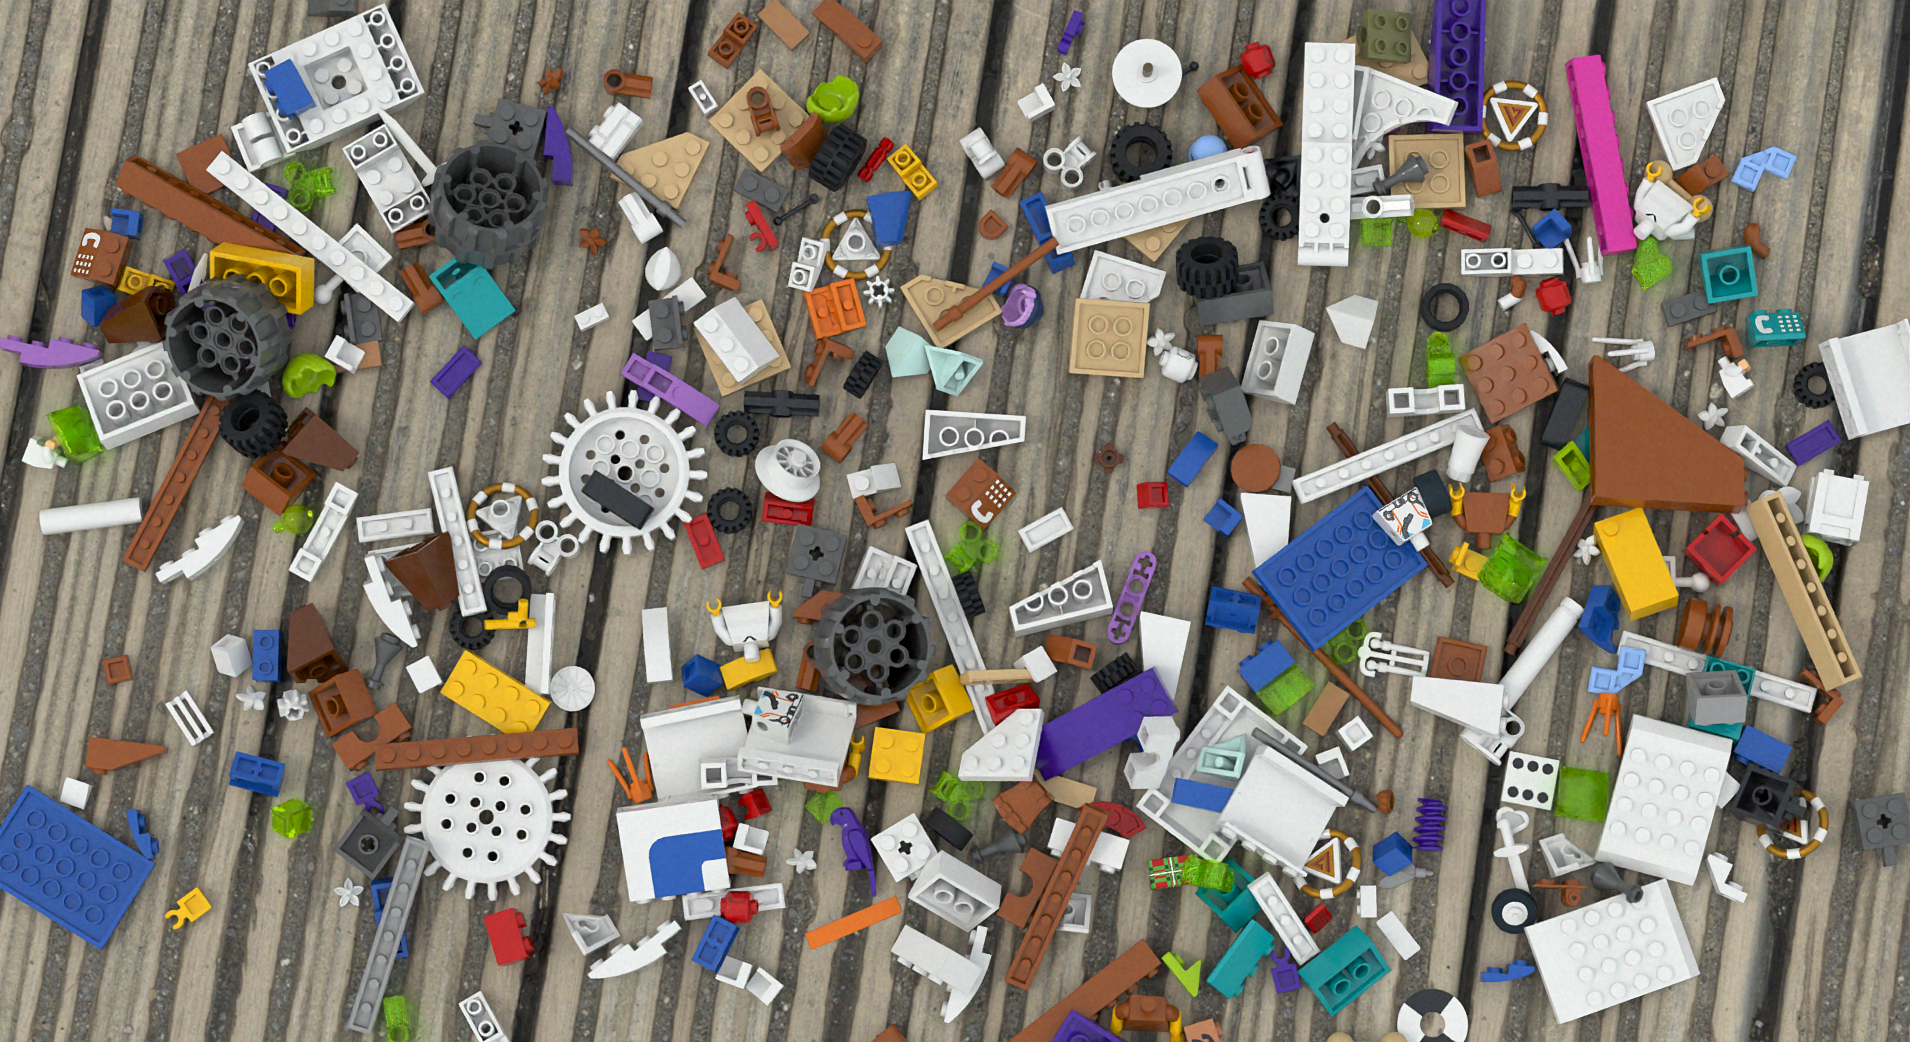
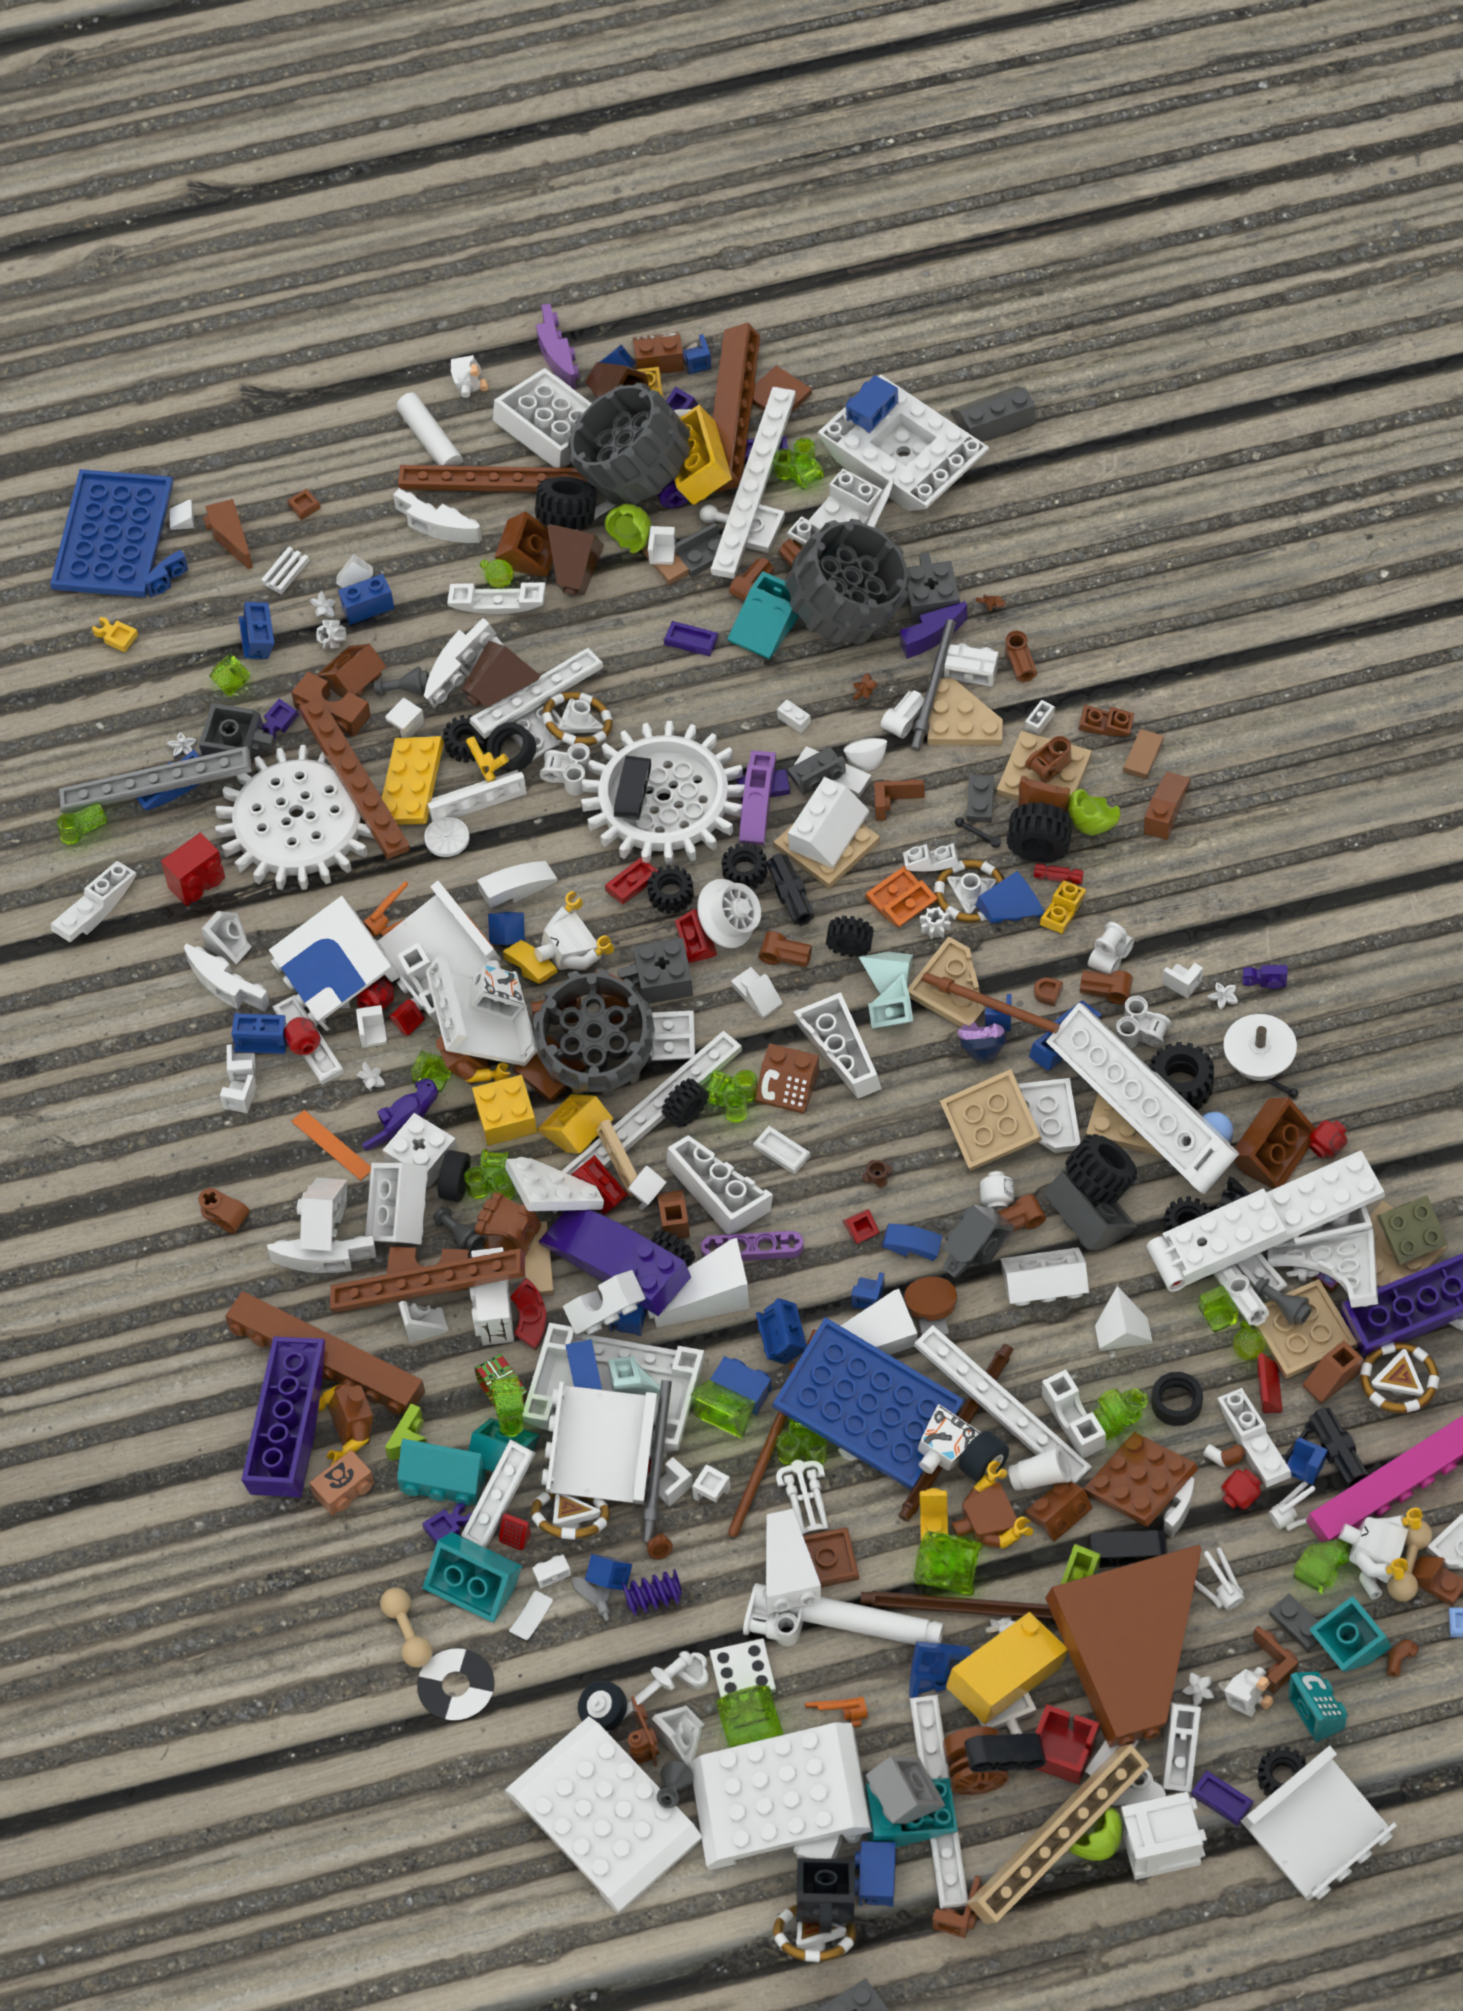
camera: 70 degrees right, 25 degrees down
(76, 433) = (489, 382): clear neon green slope -> none
(259, 142) = (816, 415): white plate -> none
(312, 648) = (389, 624): reddish brown slope -> none
(395, 525) = (528, 646): white tile -> none
(745, 863) = (345, 1023): dark orange piece -> none
(756, 218) = (942, 813): red plate -> none
(837, 351) = (854, 896): dark orange bracket -> none
(867, 509) = (721, 1005): dark orange bracket -> none
(1160, 341) = (1012, 1168): white plant -> none
(1325, 709) = (726, 1457): medium nougat tile -> none
(1513, 971) = (537, 1728): blue slope -> none
(1628, 669) = (898, 1713): light blue tile -> none
(1718, 871) = (729, 1886): white slope -> none
(1725, 602) = (1005, 1752): none -> black beam

